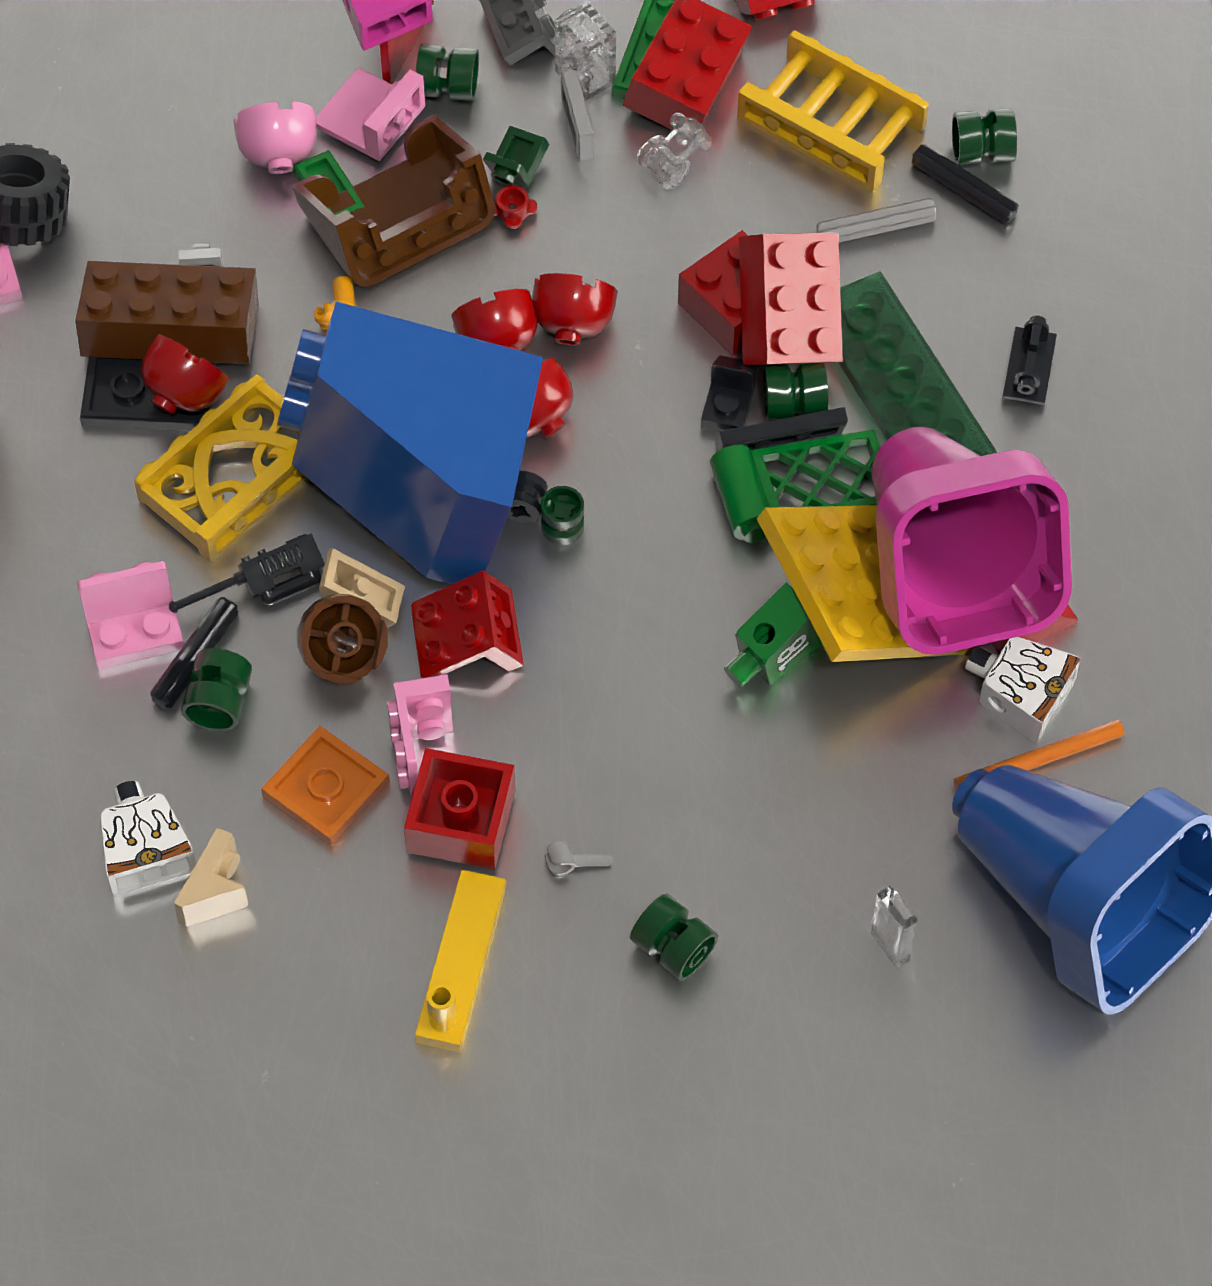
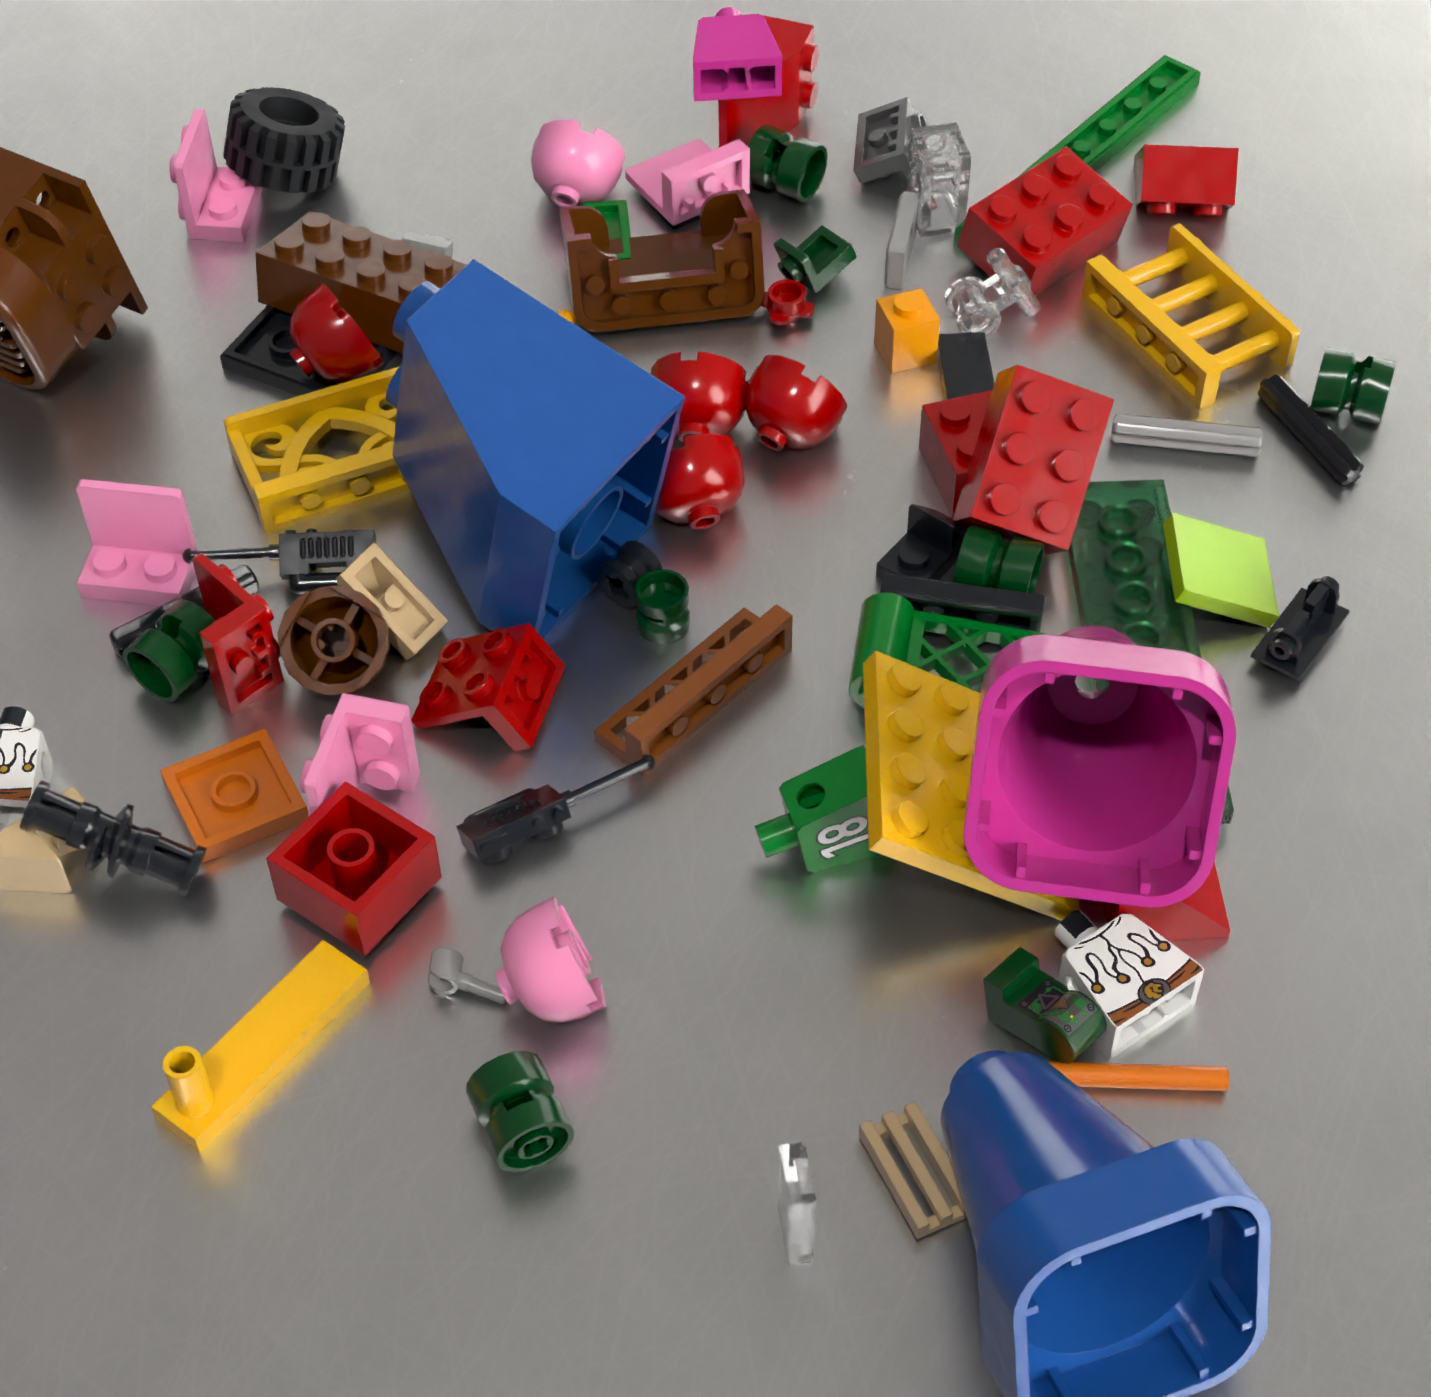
camera: 25 degrees right, 10 degrees down
(269, 651) = (239, 641): none -> red bracket
(271, 854) = (112, 837): none -> black piece
(554, 719) = (532, 814): none -> black piece
(625, 203) = (906, 330): none -> light orange brick
(626, 575) = (703, 693): none -> dark orange fence
(639, 828) = (548, 966): none -> bright pink cylinder
(683, 222) = (964, 364): none -> black tile
(954, 335) = (1220, 570): none -> lime tile
(958, 857) = (894, 1127): none -> tan tile
(984, 727) = (1041, 1008): none -> dark green leg

